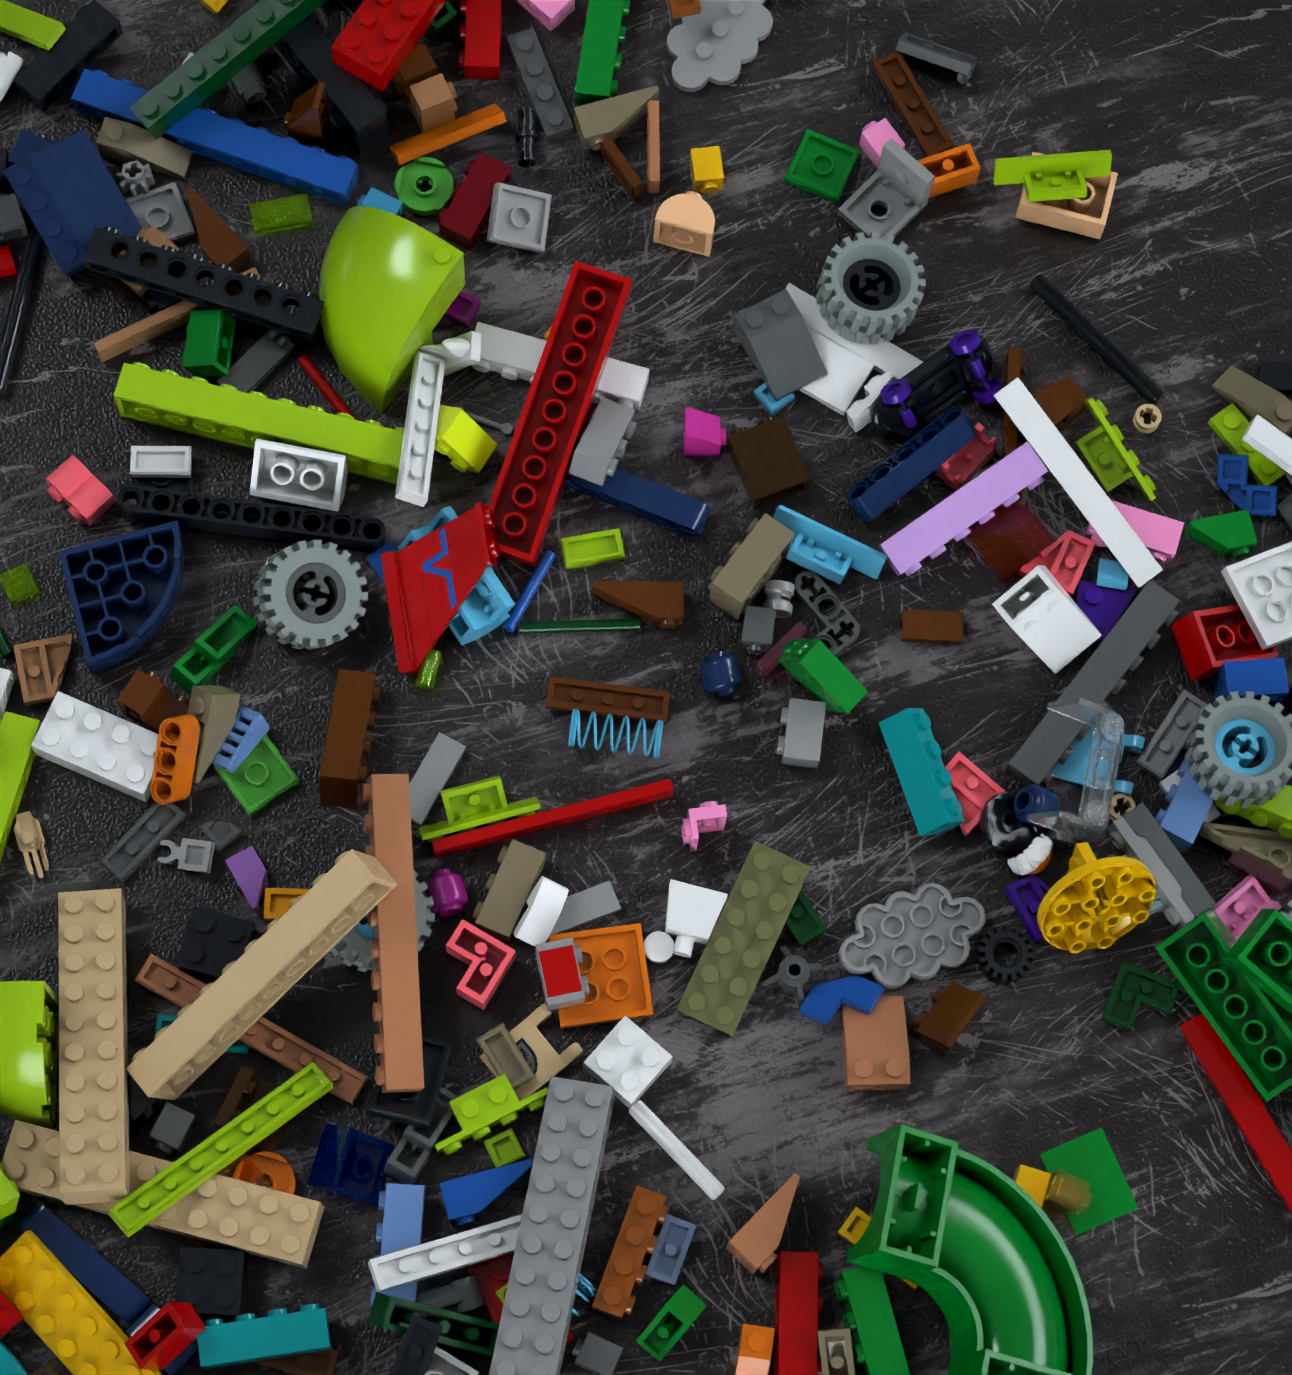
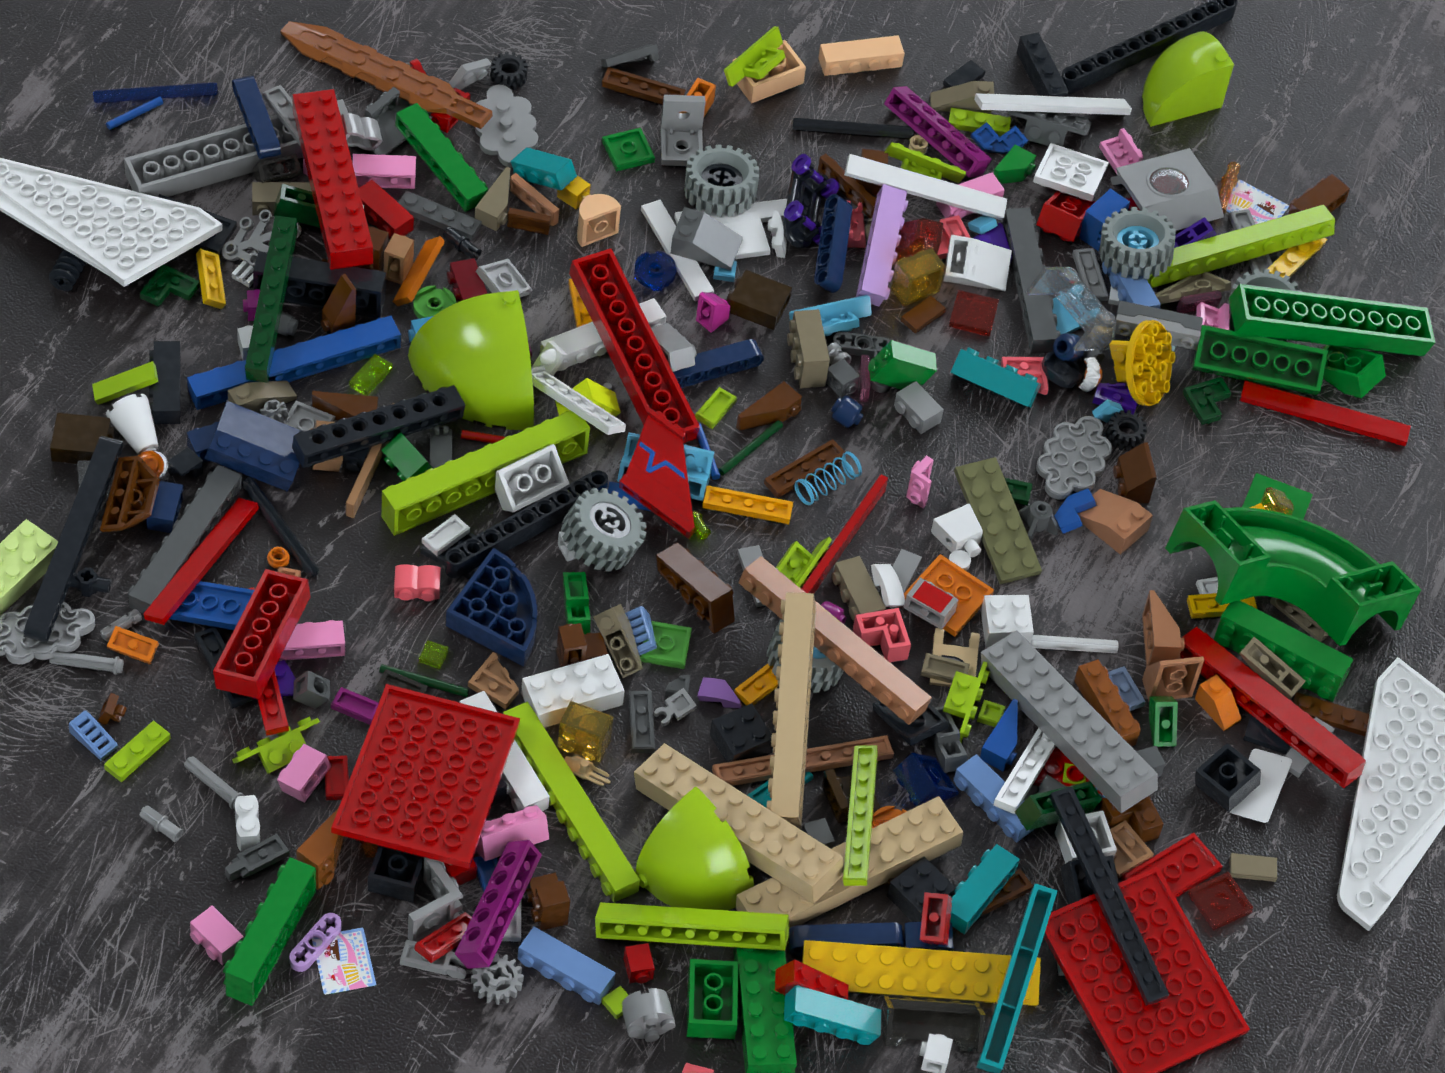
camera: 45 degrees left, 20 degrees down
(62, 809) = (585, 731): none -> clear yellow brick
(175, 759) = (622, 671): orange beam -> none
(503, 690) = (747, 504): none -> light orange plate
(690, 119) = (544, 168): none -> teal brick
(691, 350) = (651, 279): none -> clear blue plate
(726, 1284) = (1173, 677): none -> nougat slope
(734, 359) = (688, 269): none -> white tile
(875, 136) = (647, 115): bright pink brick -> none
(962, 579) = (917, 276): none -> clear yellow brick
(990, 671) = (973, 313): none -> clear red tile
(1004, 915) = (1107, 410): none -> medium azure tile
(1180, 422) = (937, 131): none -> magenta brick
(1197, 258) = (861, 55): none -> light nougat brick

